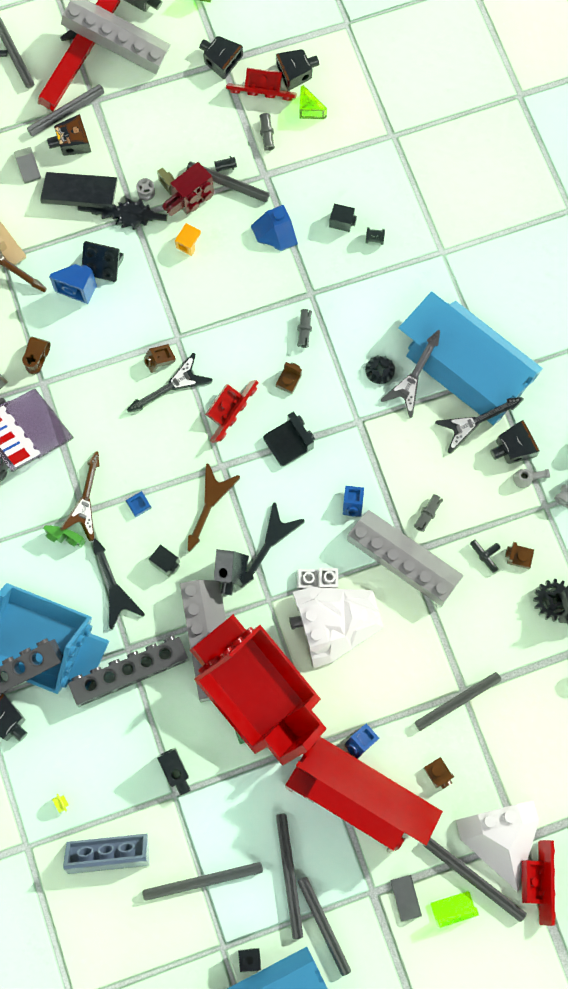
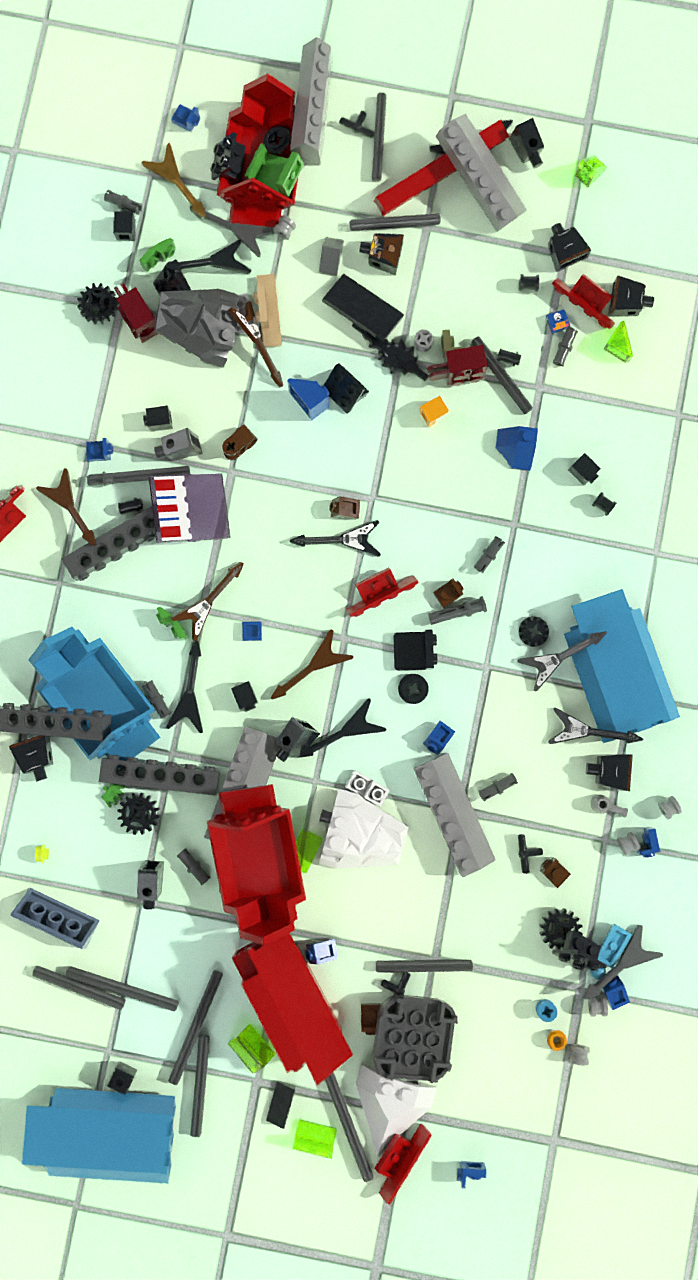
camera: 30 degrees right, 10 degrees up
(87, 608) = (156, 699): none -> dark grey pin
(94, 713) = (111, 793): none -> bright green piece
(124, 724) = (133, 806): none -> black gear
(162, 904) = (79, 987): none -> dark grey axle
(204, 733) = (193, 866): none -> dark grey pin
(206, 98) = (529, 282): none -> black bush
(248, 115) = (558, 321): none -> blue tile
(297, 656) = (307, 847): none -> clear neon green panel
(312, 382) = (466, 608): none -> dark grey pin
(313, 467) = (422, 687): none -> black gear
(350, 865) = (251, 1049): none -> clear neon green panel
(448, 735) = (397, 989): none -> black piece
(487, 766) = (414, 1038): none -> dark grey tile

